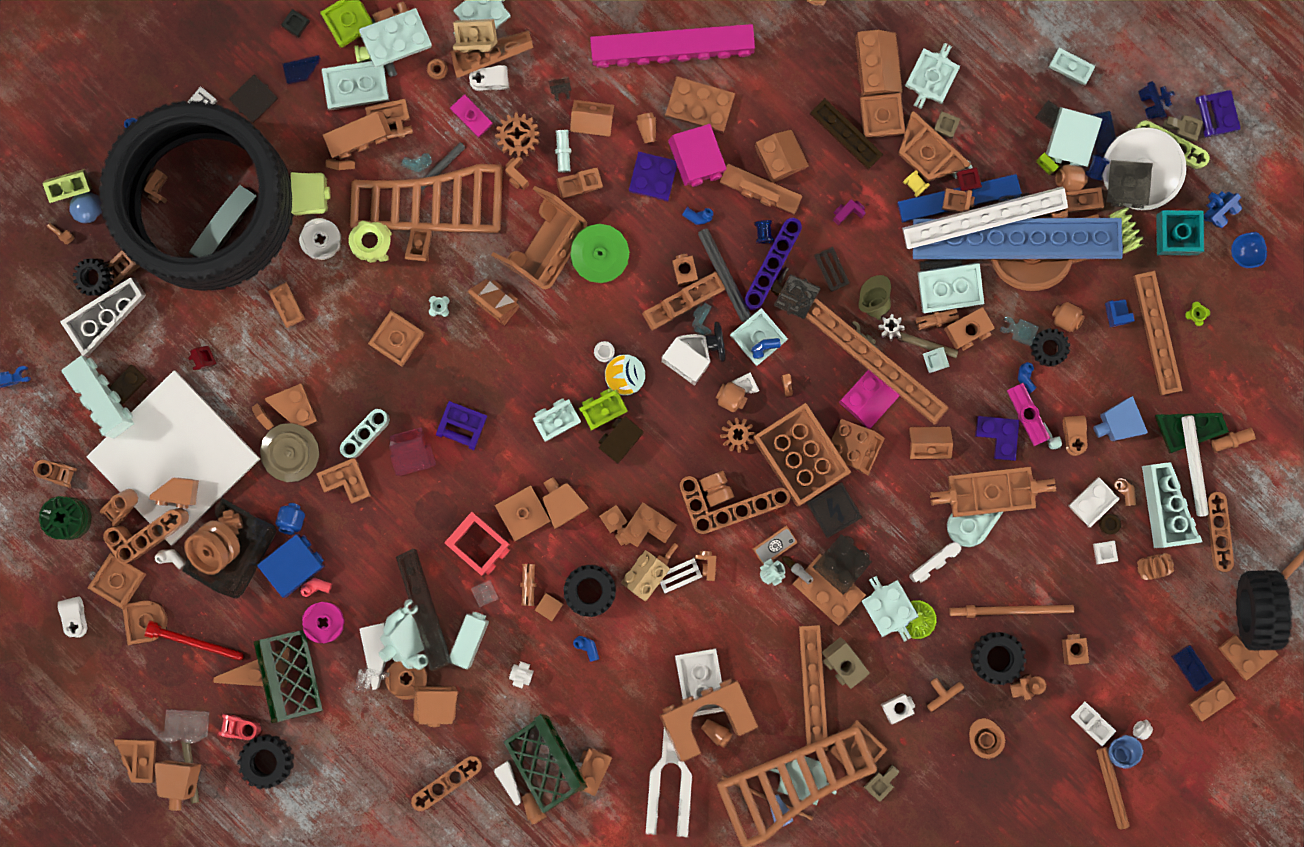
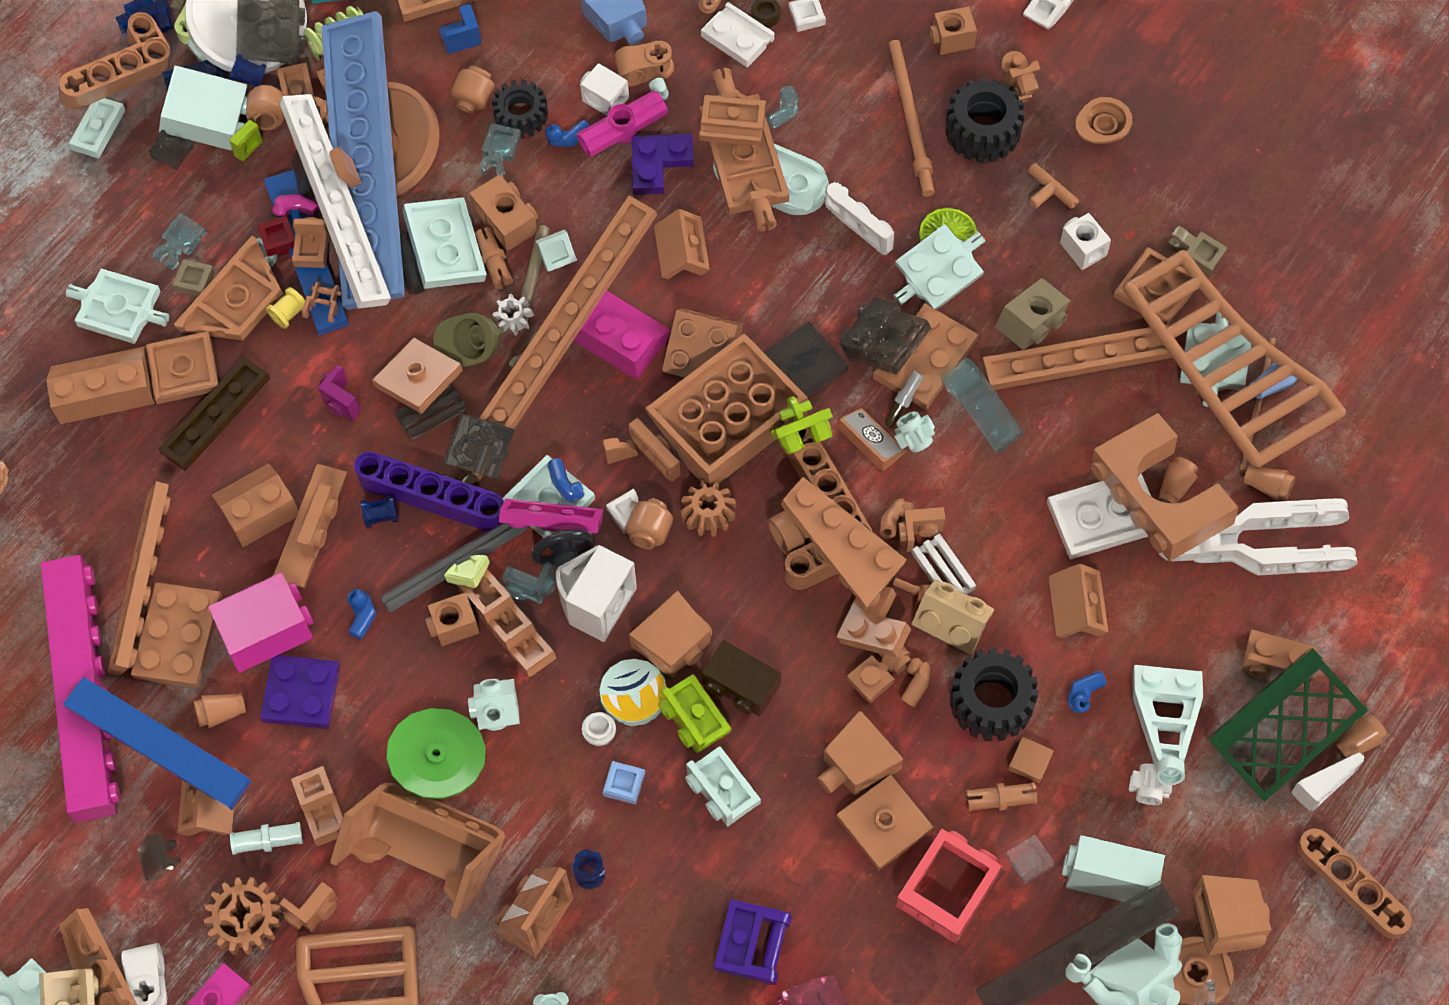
camera: 95 degrees left, 20 degrees down
(523, 338) = (595, 861): none -> clear blue bush
(569, 362) = (624, 782): none -> light blue tile
(582, 700) = (1170, 687): none -> light aqua plate
(604, 547) = (919, 683): none -> nougat arm
(624, 89) = (157, 743): none -> blue tile
(625, 291) = (494, 704): none -> light aqua brick
(644, 655) = (1078, 601): none -> nougat panel
(655, 402) = (672, 636): none -> nougat torso
(694, 515) = (854, 551): none -> nougat wing
(707, 794) = (1272, 482): none -> nougat cone
(714, 282) = (469, 572): none -> yellowish green tile
(717, 548) = (891, 516): none -> nougat arm
(730, 81) = (137, 591): none -> nougat plate
(741, 336) = (550, 516): none -> dark pink plate
(781, 497) = (816, 423): none -> lime hips
(783, 407) = (655, 449): none -> nougat plate
(786, 619) = (983, 404): none -> clear light blue plate
(856, 262) = (417, 375): none -> plate
(925, 203) = (313, 299): none -> nougat piece
(977, 118) = (181, 237): none -> clear light blue plate
(992, 190) = (295, 202): none -> dark pink arm
(1006, 226) = (345, 167): none -> nougat tile
(1012, 486) = (732, 120): none -> nougat plate
(1029, 528) = (788, 107): none -> clear light blue arm
(1057, 405) = (603, 89): none -> white brick
(1109, 77) = (80, 88): none -> nougat beam

